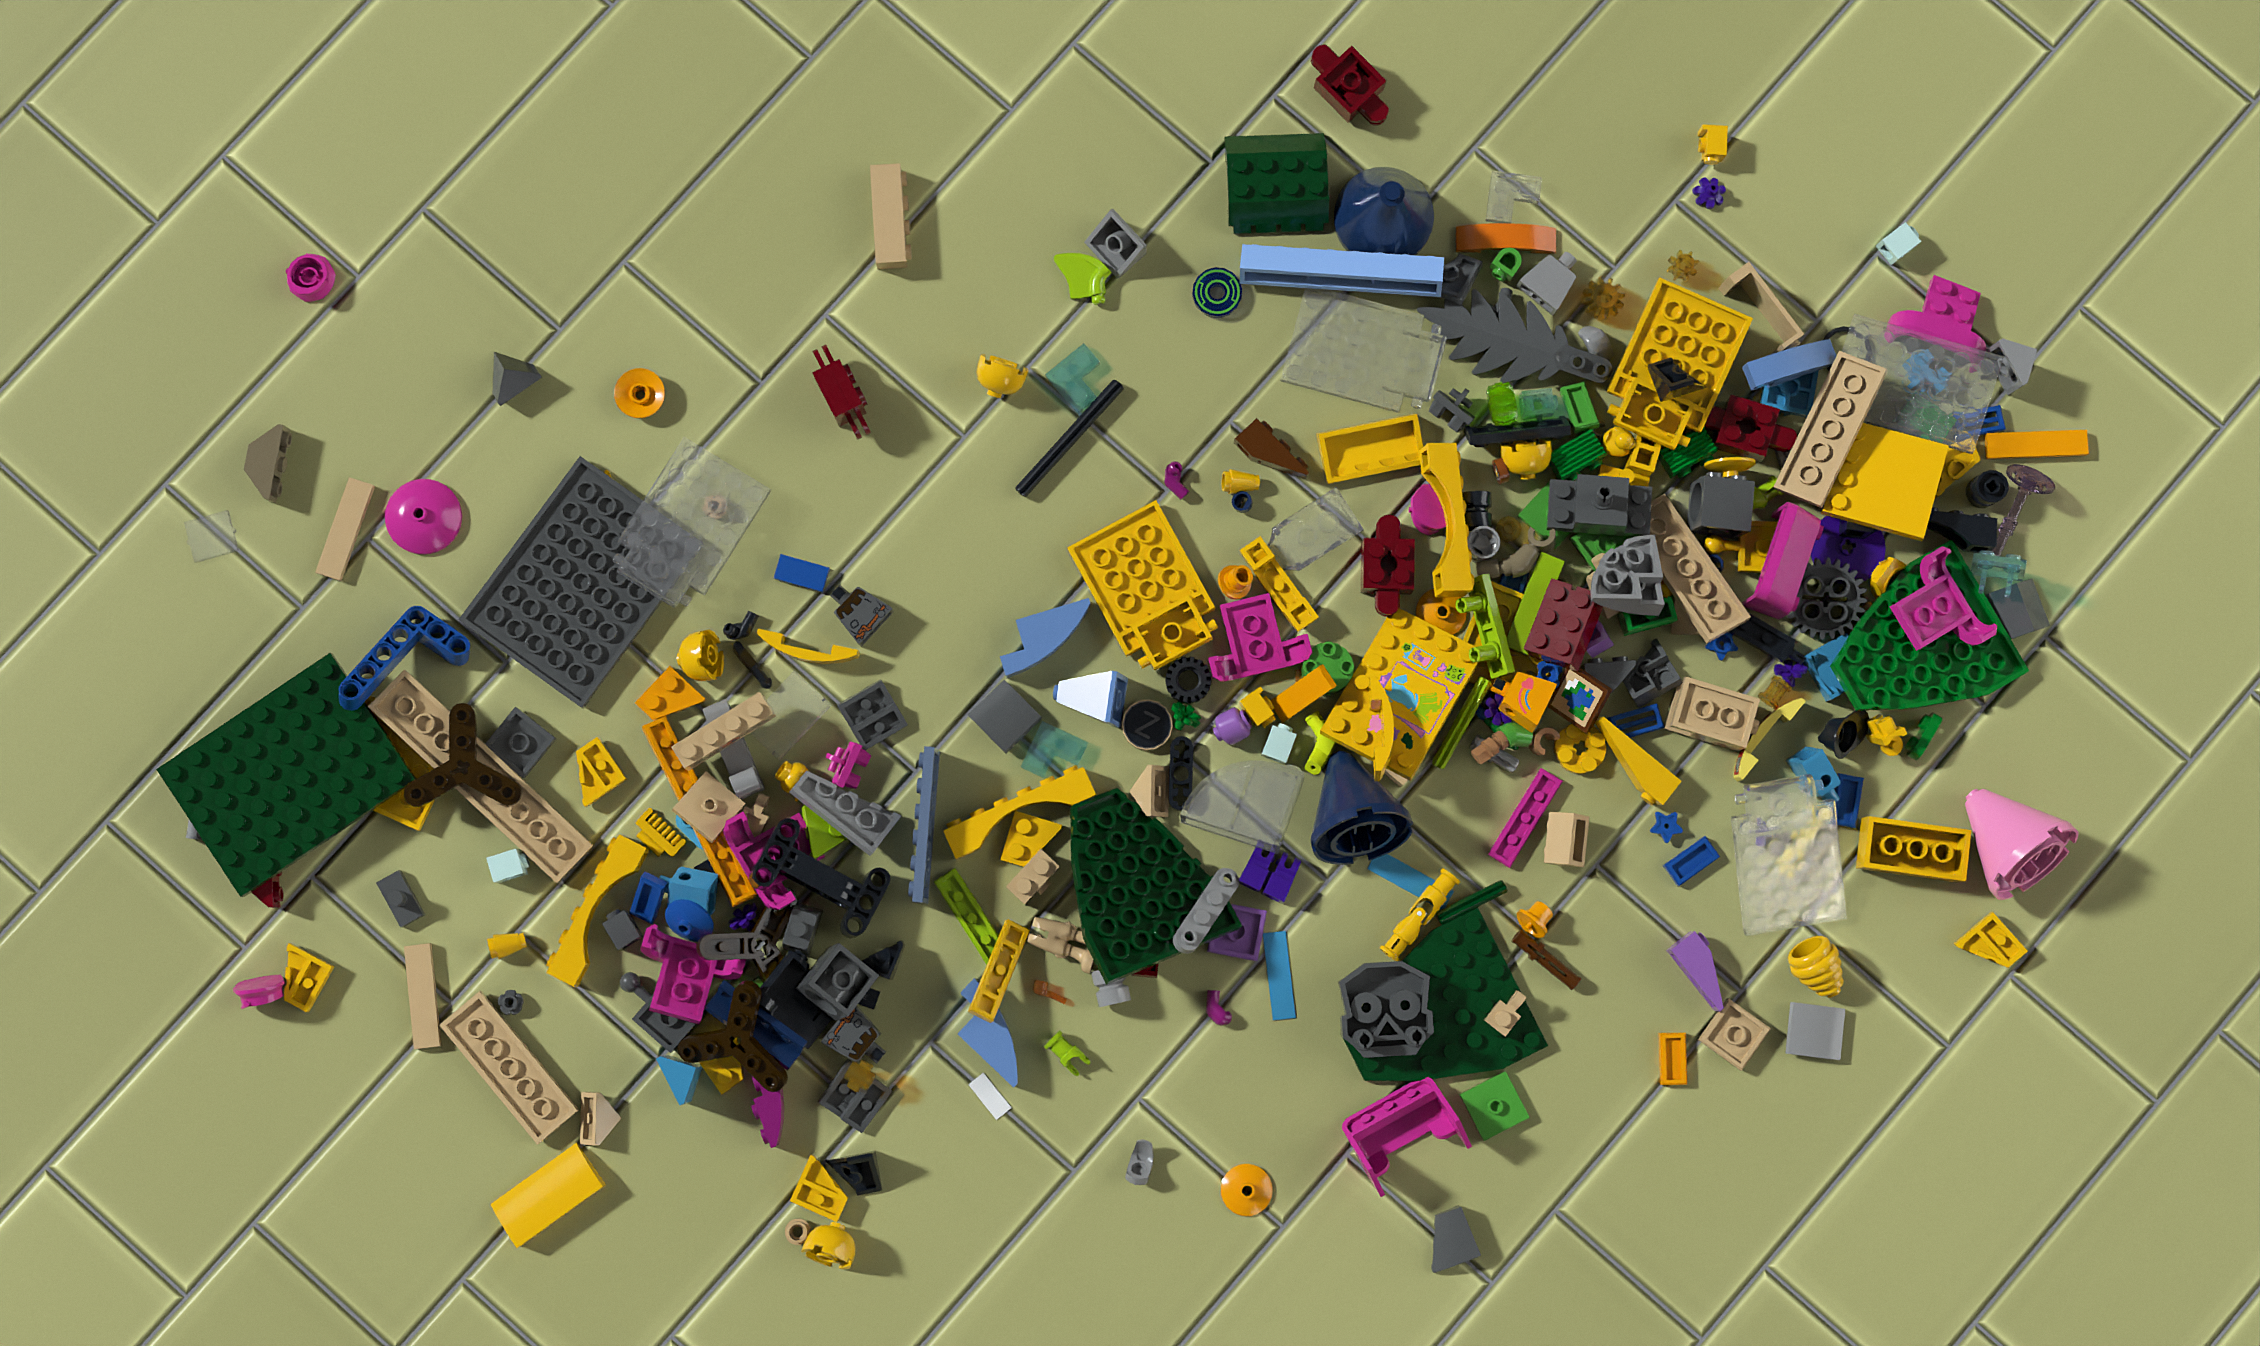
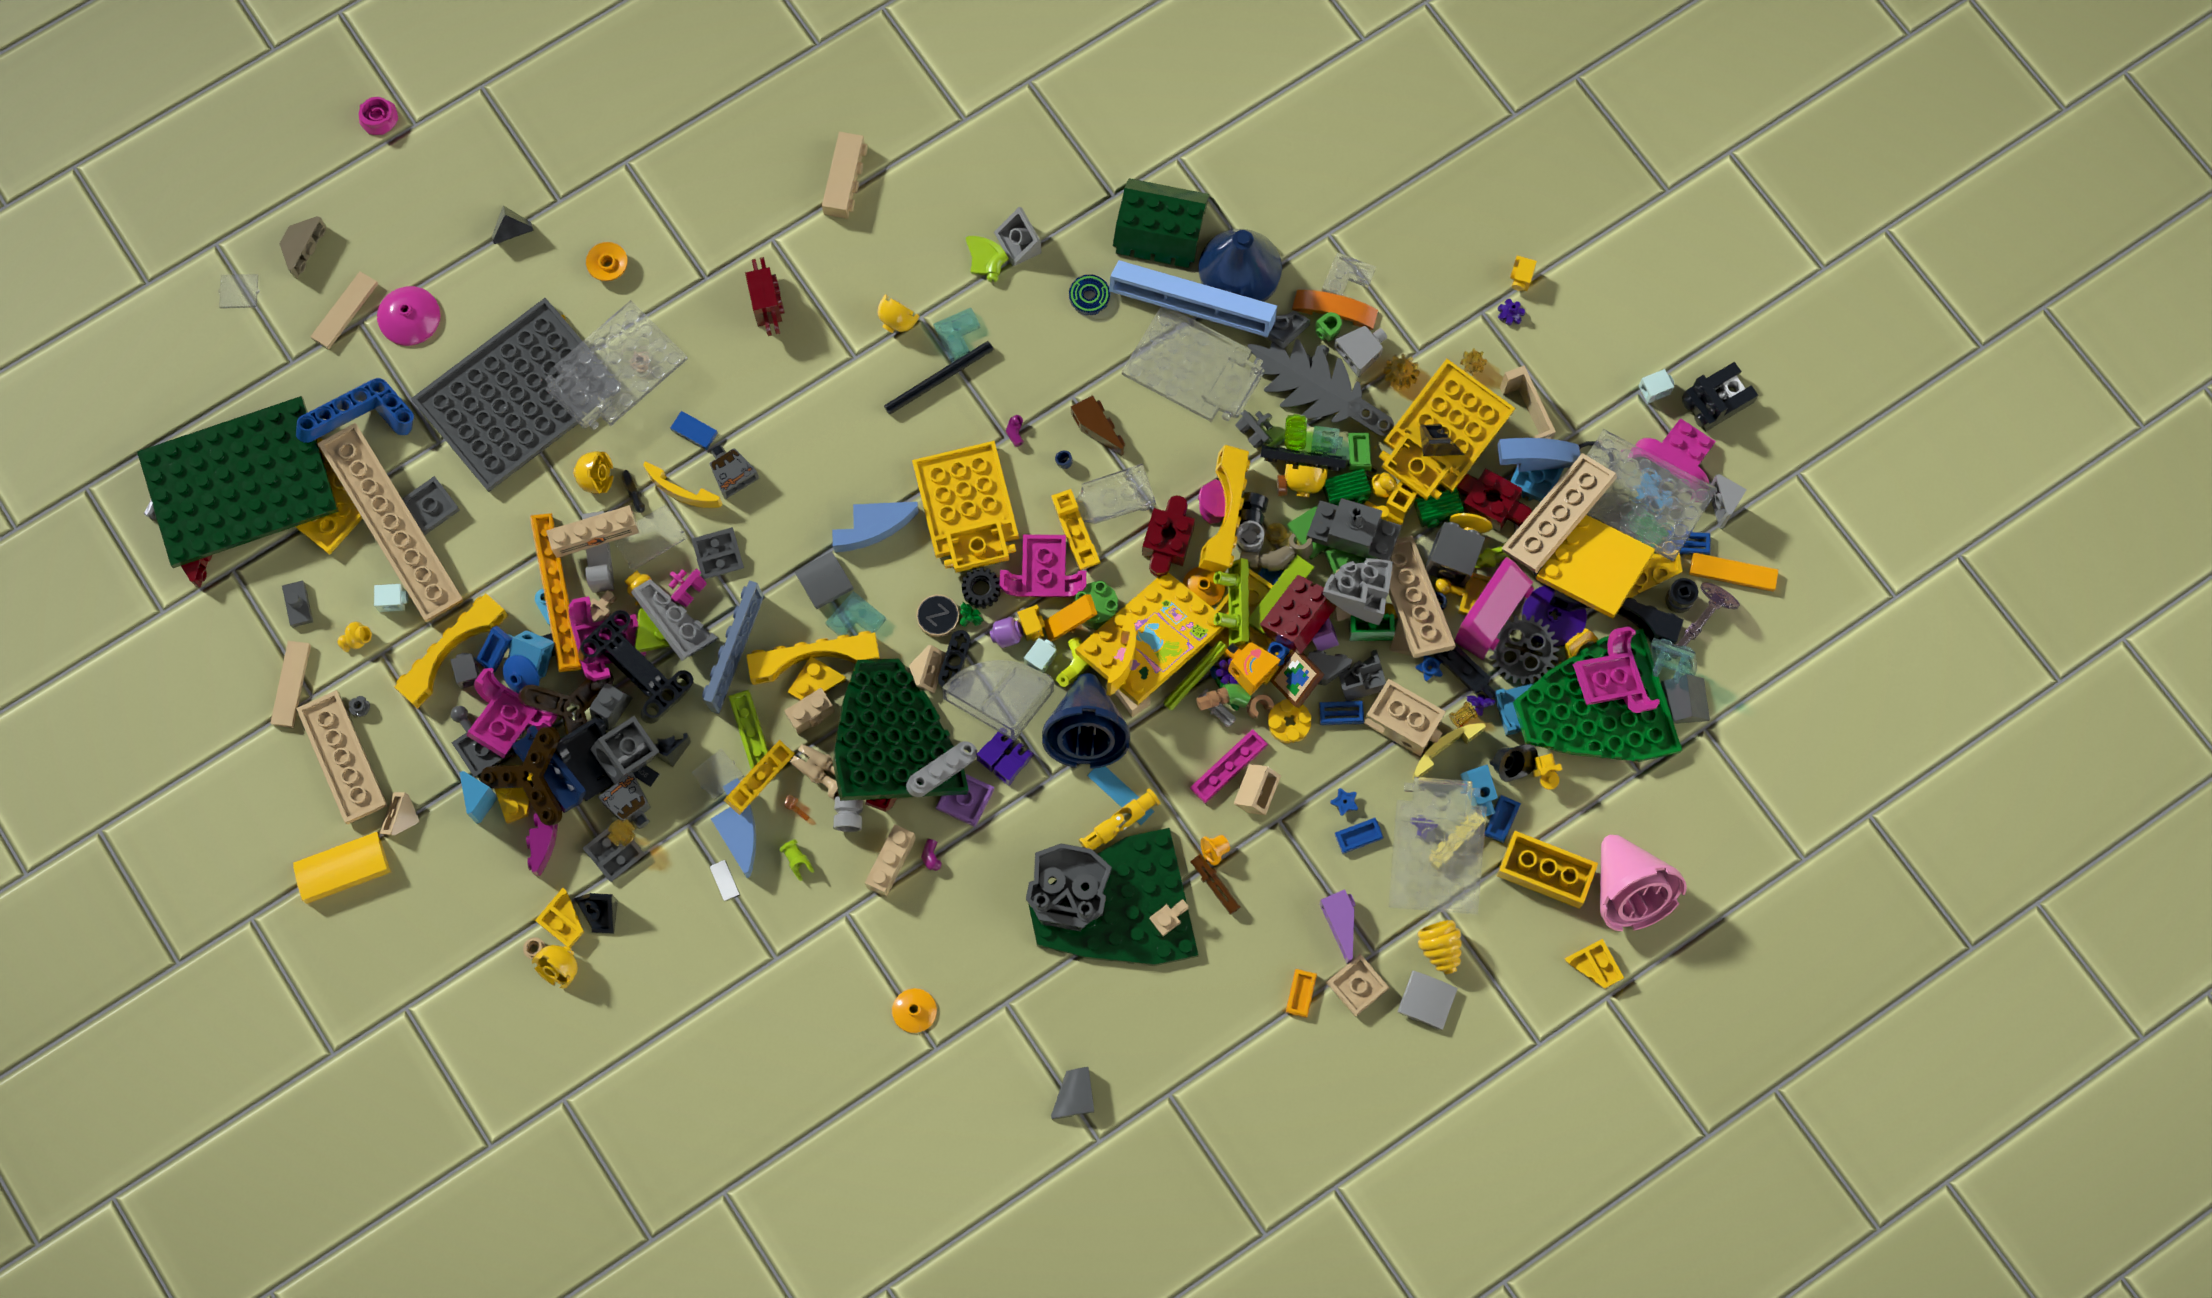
camera: 20 degrees right, 10 degrees down
(259, 990) = (161, 646): dark pink hat -> none
(304, 977) = (201, 645): yellow wing -> none
(462, 748) = (382, 495): dark brown piece -> none
(480, 922) = (355, 636): none -> yellow animal
(506, 944) = (369, 659): yellow cone -> none
(597, 771) = (484, 543): yellow wing -> none
(653, 838) = (514, 607): yellow piece -> none
(668, 695) = (559, 498): light orange wing -> none
(708, 806) = (561, 587): tan plate -> none
(741, 629) = (633, 461): black arm -> none
(744, 918) = (566, 686): dark purple plant -> none
(947, 975) = (717, 773): none -> clear piece
(1095, 695) = (902, 580): slope -> none
(1140, 1163) = (832, 964): light grey hair -> none
(1174, 1028) = (890, 860): none -> tan brick
(1235, 581) = (1041, 520): light orange piece -> none
(1236, 481) = (1063, 441): yellow cone -> none
(1279, 975) = (990, 843): dark azure sticker -> none
(1350, 84) = (1247, 160): dark red brick -> none
(1370, 448) = (1180, 442): yellow slope -> none
(1396, 1122) = (1055, 986): dark pink windscreen -> none
(1471, 902) = (1166, 822): dark green axle -> none
(1494, 1105) = (1140, 993): bright green plate -> none
(1596, 342) = (1388, 405): light grey hair -> none
(1644, 771) = (1337, 751): yellow slope -> none
(1928, 727) = (1585, 775): green plate -> none
(1962, 250) = (1709, 405): none -> black brick

